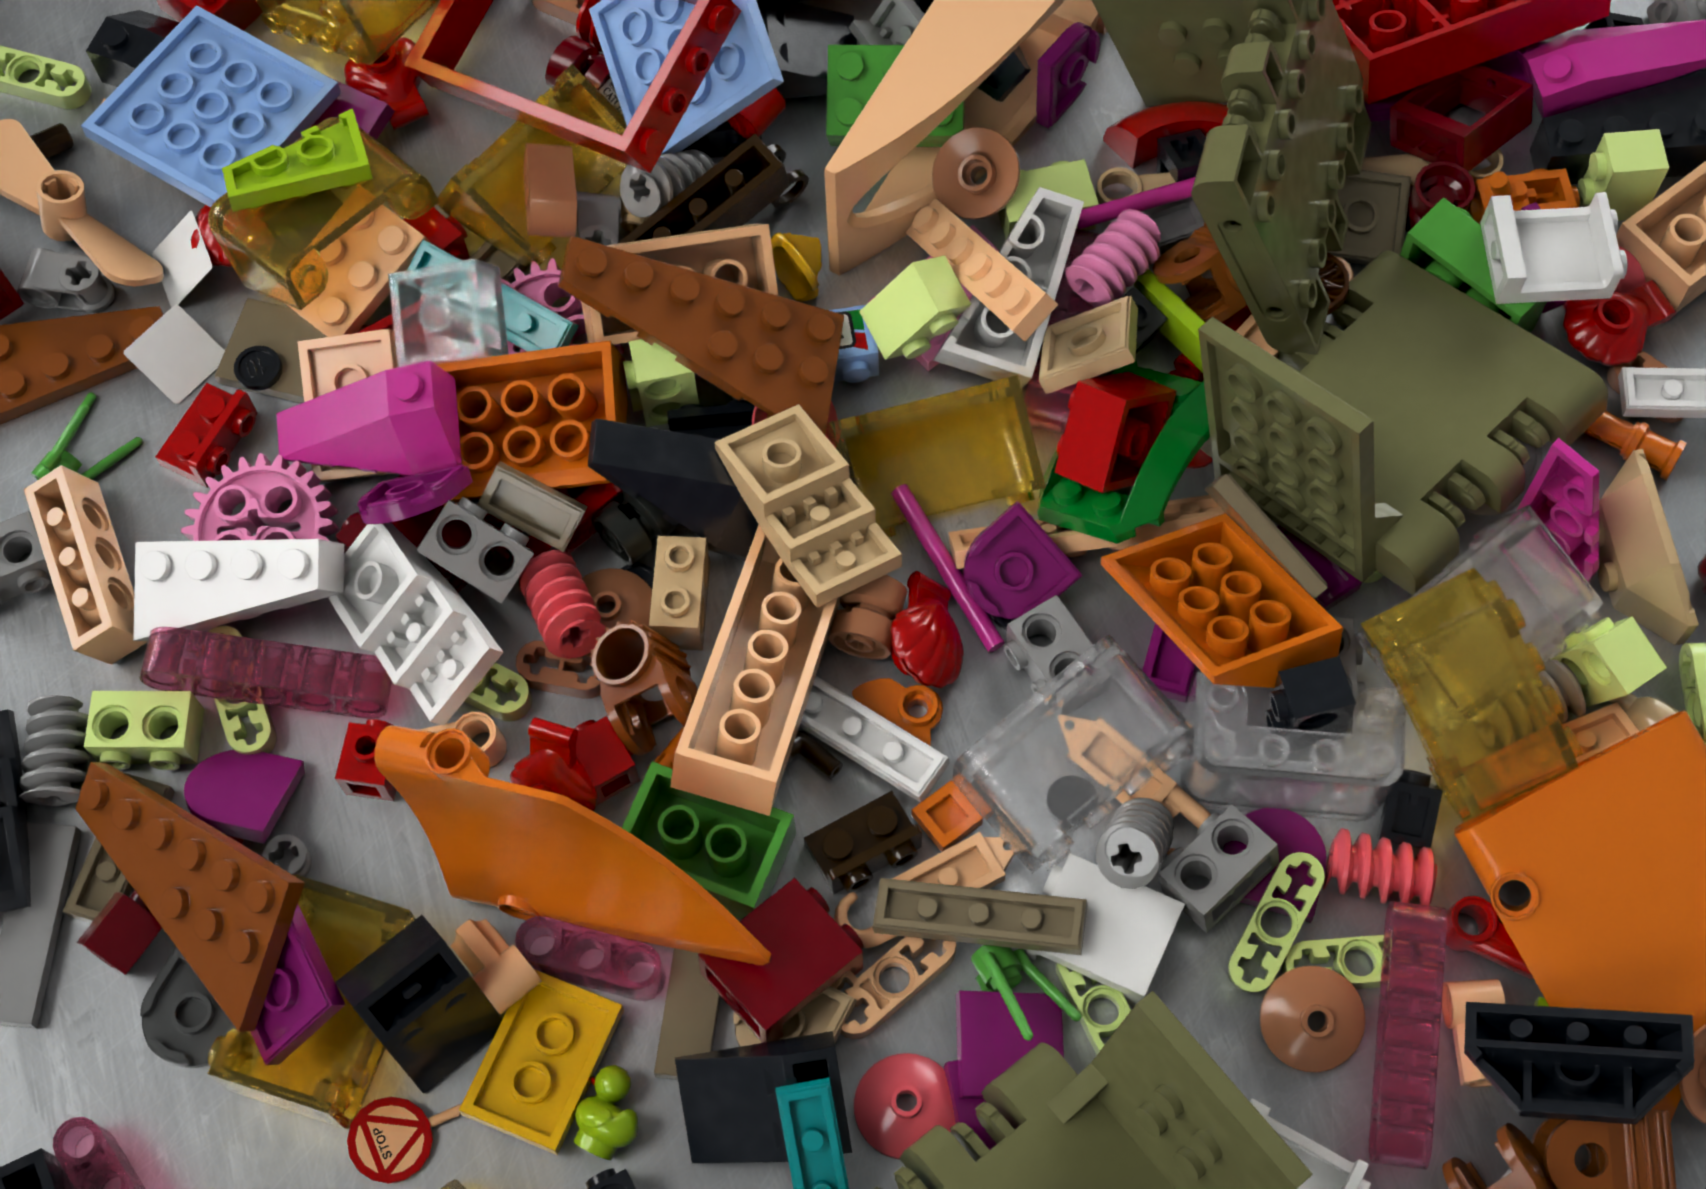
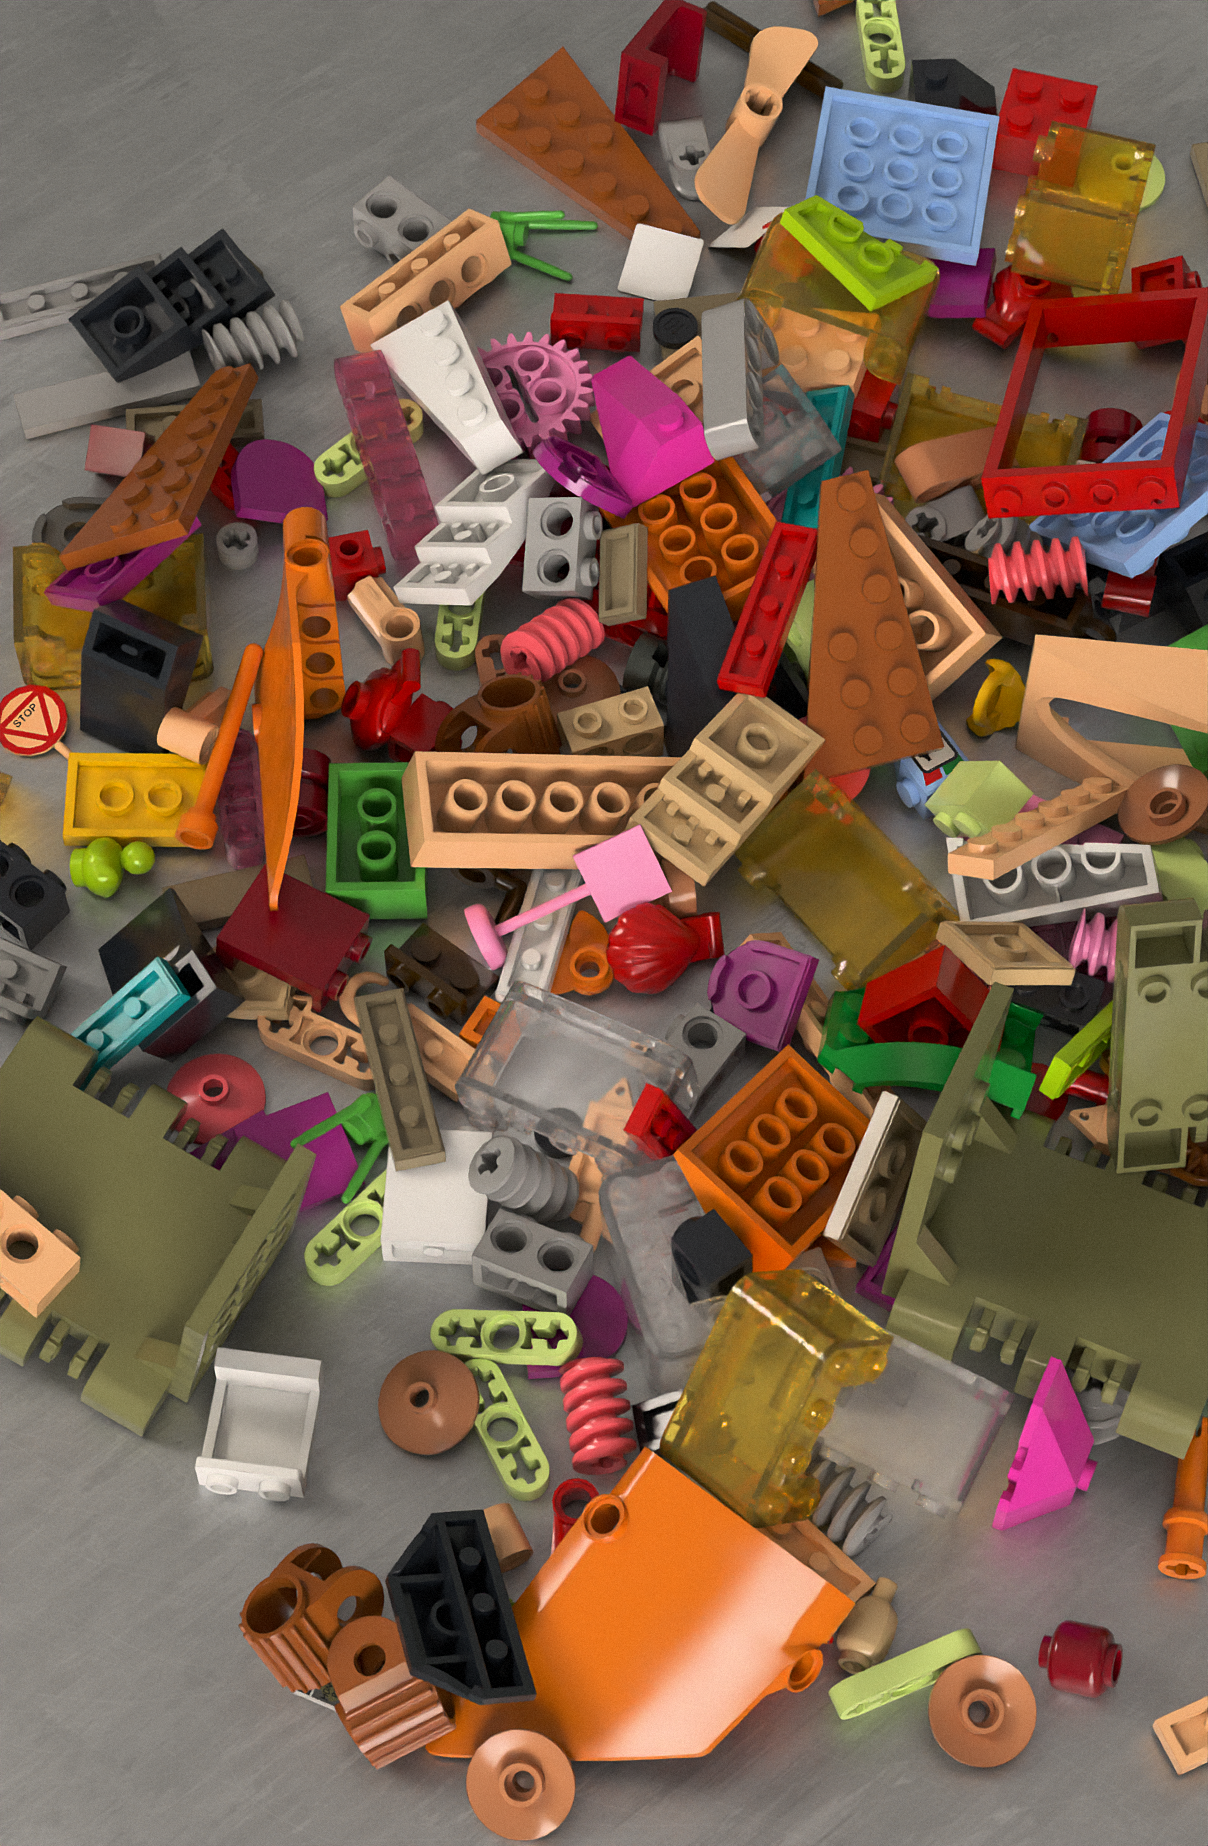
camera: 65 degrees right, 5 degrees down
(147, 717) = (304, 394): yellowish green brick -> none
(385, 320) = (734, 353): none -> light grey beam
(616, 1004) = (198, 826): none -> orange piece
(653, 388) = (769, 610): none -> red tile
(716, 158) = (1037, 570): none -> coral piece
(857, 639) = (615, 874): none -> bright pink piece
(946, 567) = (759, 924): dark pink bar -> none
(1180, 684) = (658, 1124): none -> red tile
(1408, 1035) = (441, 1480): clear pink beam -> none
(1610, 659) = (902, 1543): yellowish green brick -> none
(1640, 557) = (1060, 1554): tan wedge -> none

